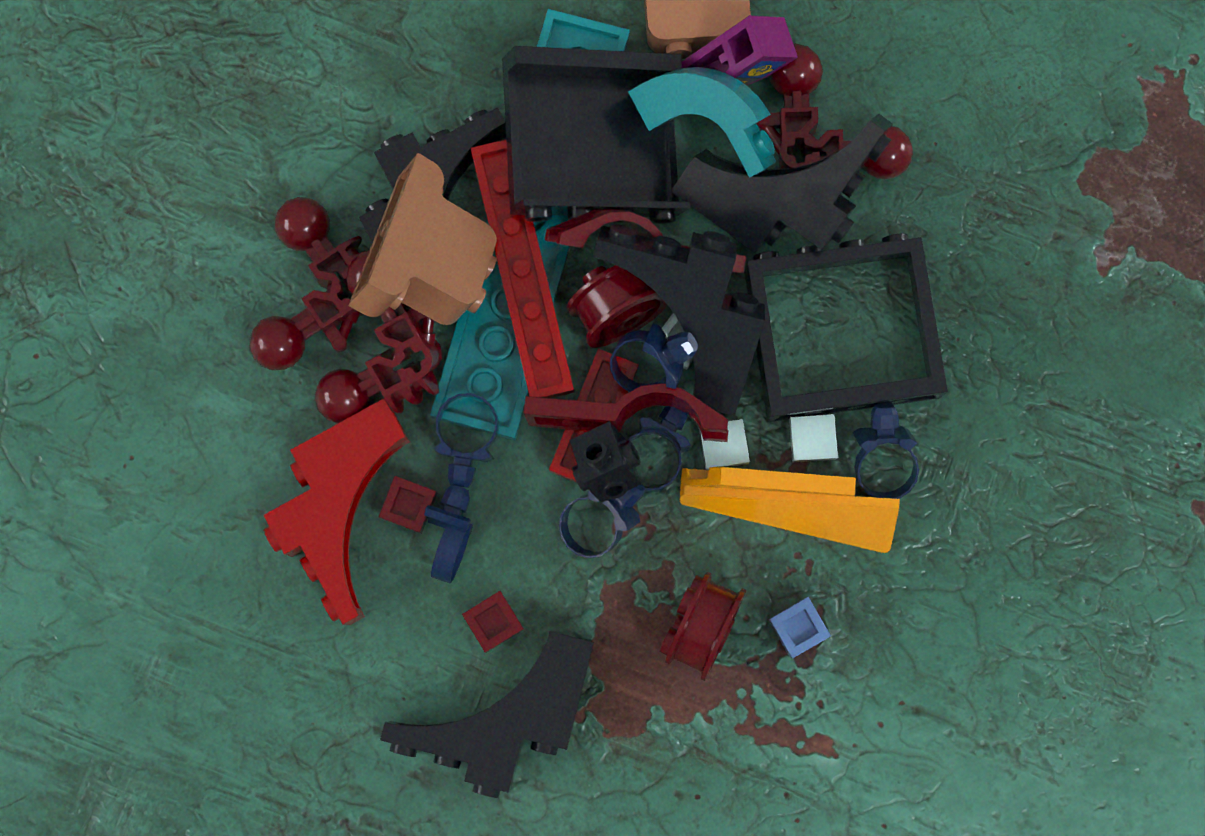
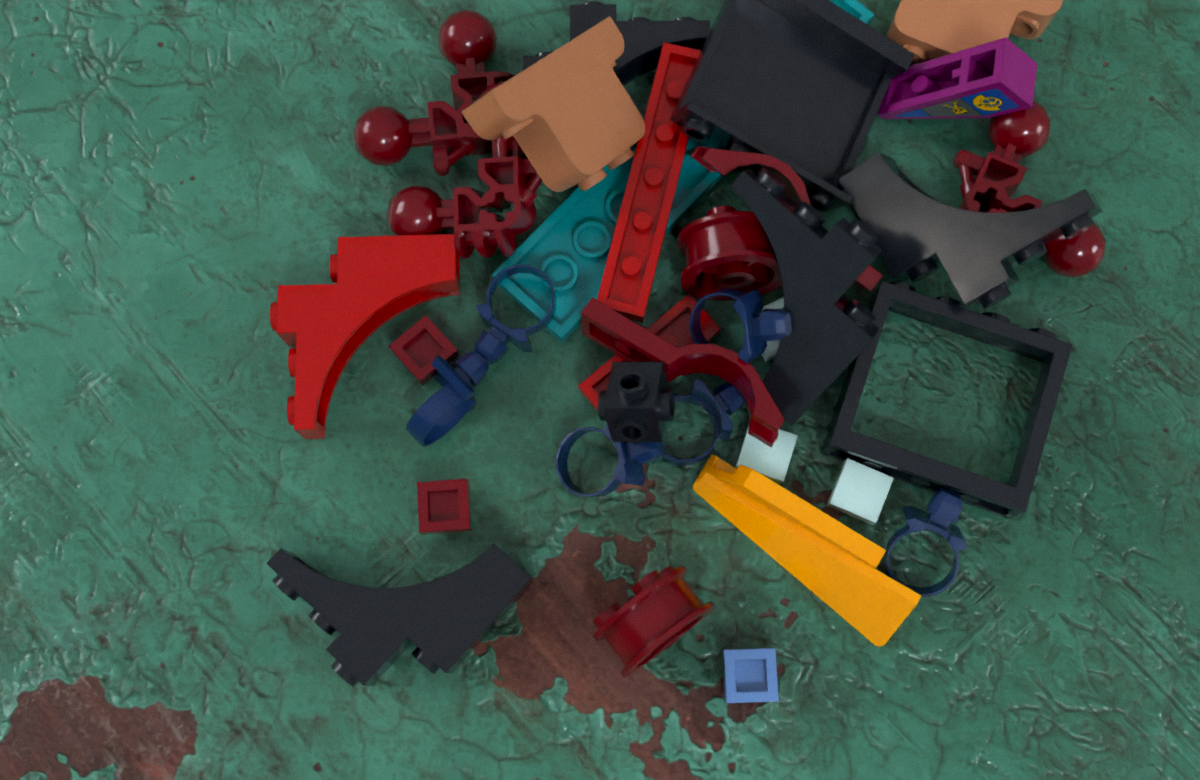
camera: 25 degrees right, 5 degrees down
(715, 97) = (897, 84): teal arch -> none

